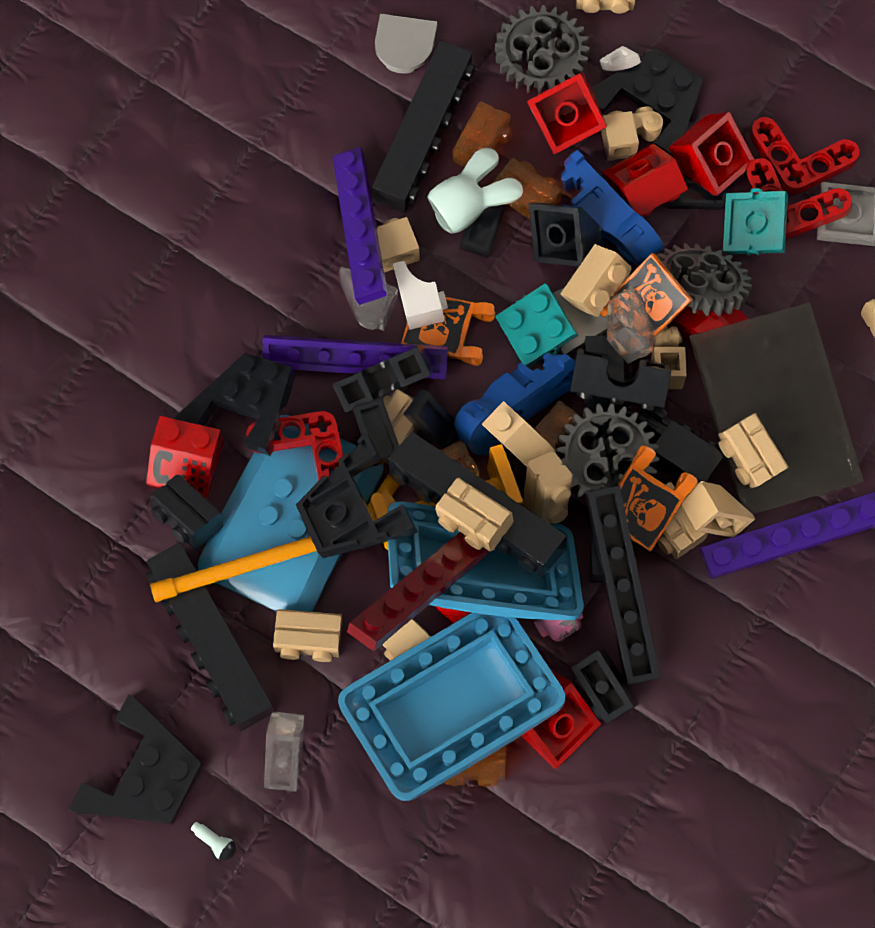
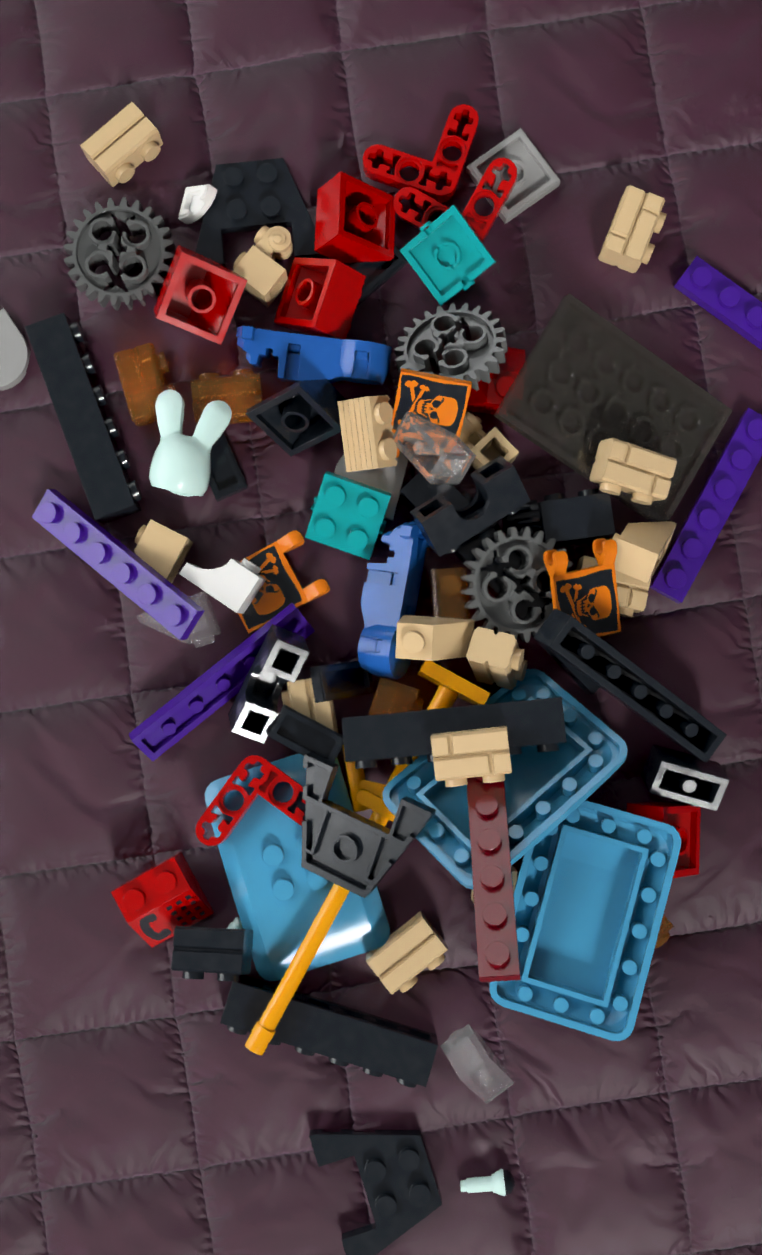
camera: 45 degrees left, 15 degrees up
(249, 388) = (168, 792): black wing -> none

